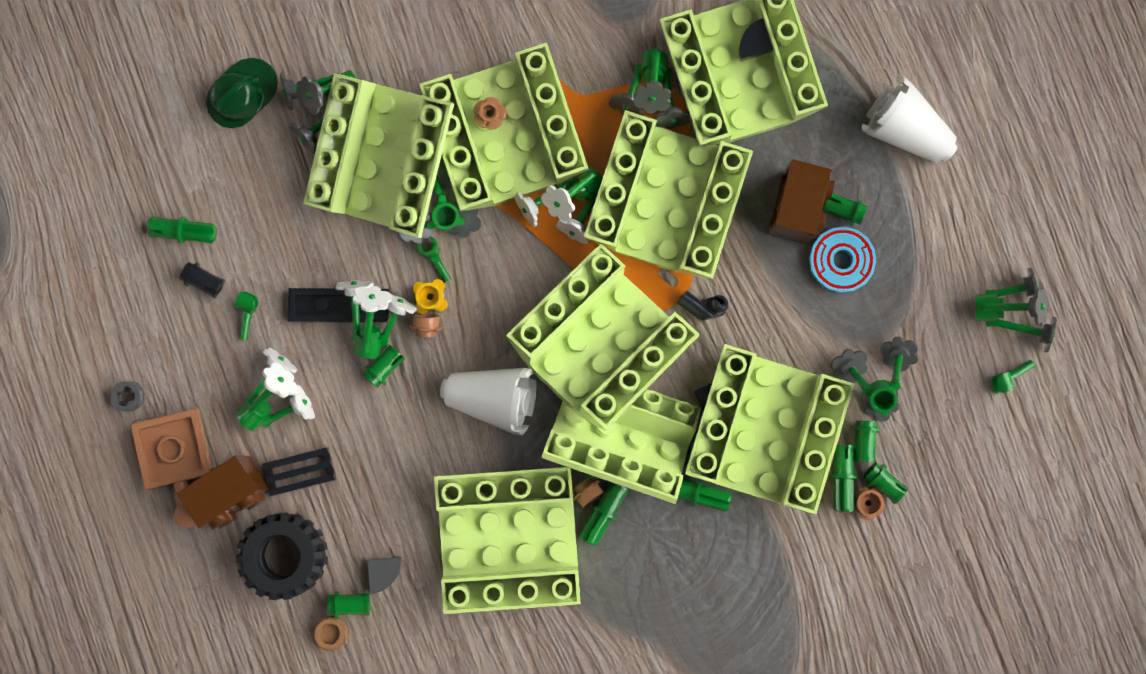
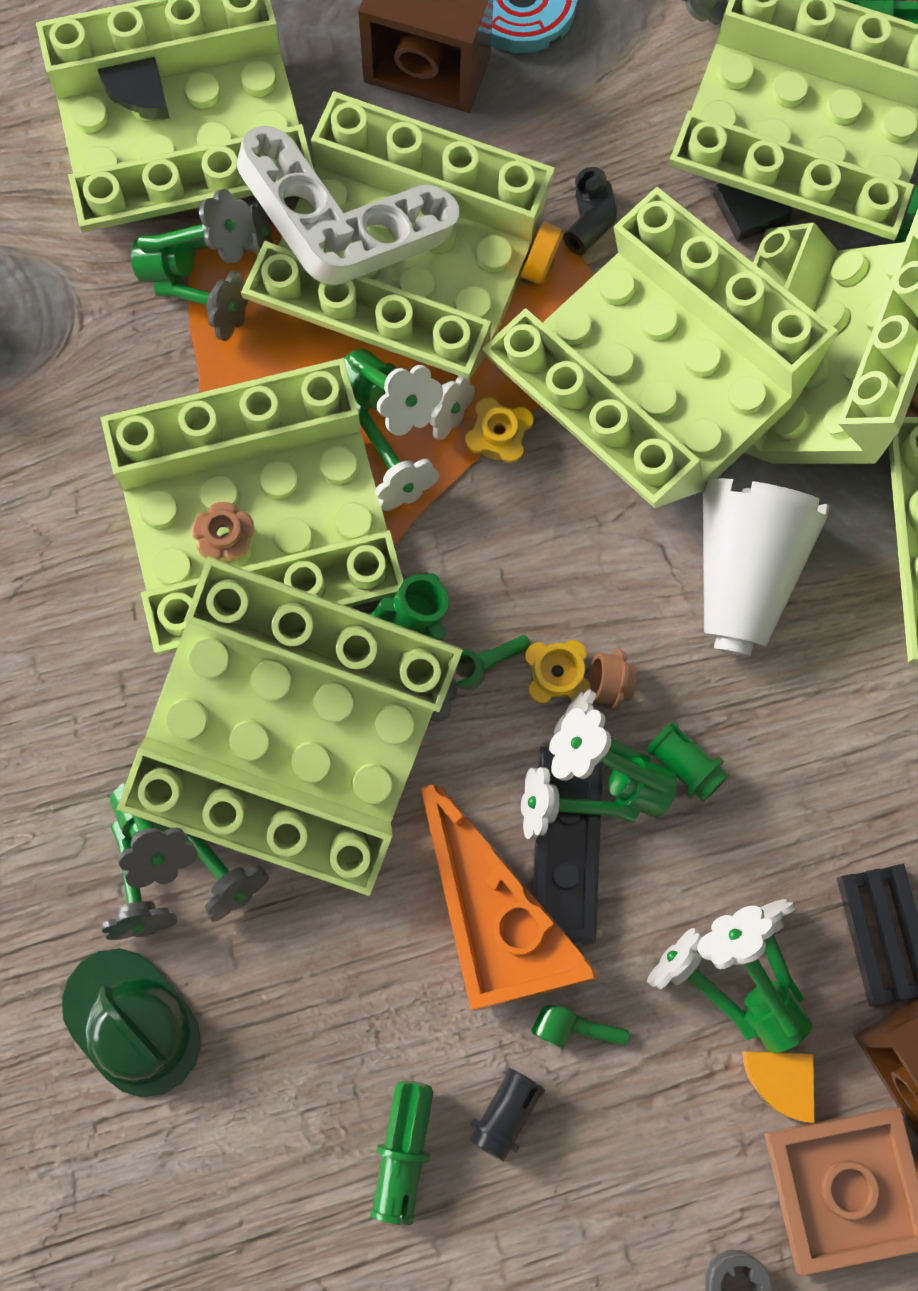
camera: 90 degrees left, 10 degrees down
(223, 418) = (783, 1082): none -> light orange tile
(292, 271) = (500, 929): none -> orange wing
(558, 250) = (499, 446): none -> yellow plate
(661, 153) = (328, 224): none -> white beam
(670, 277) = (542, 253): none -> light orange tile

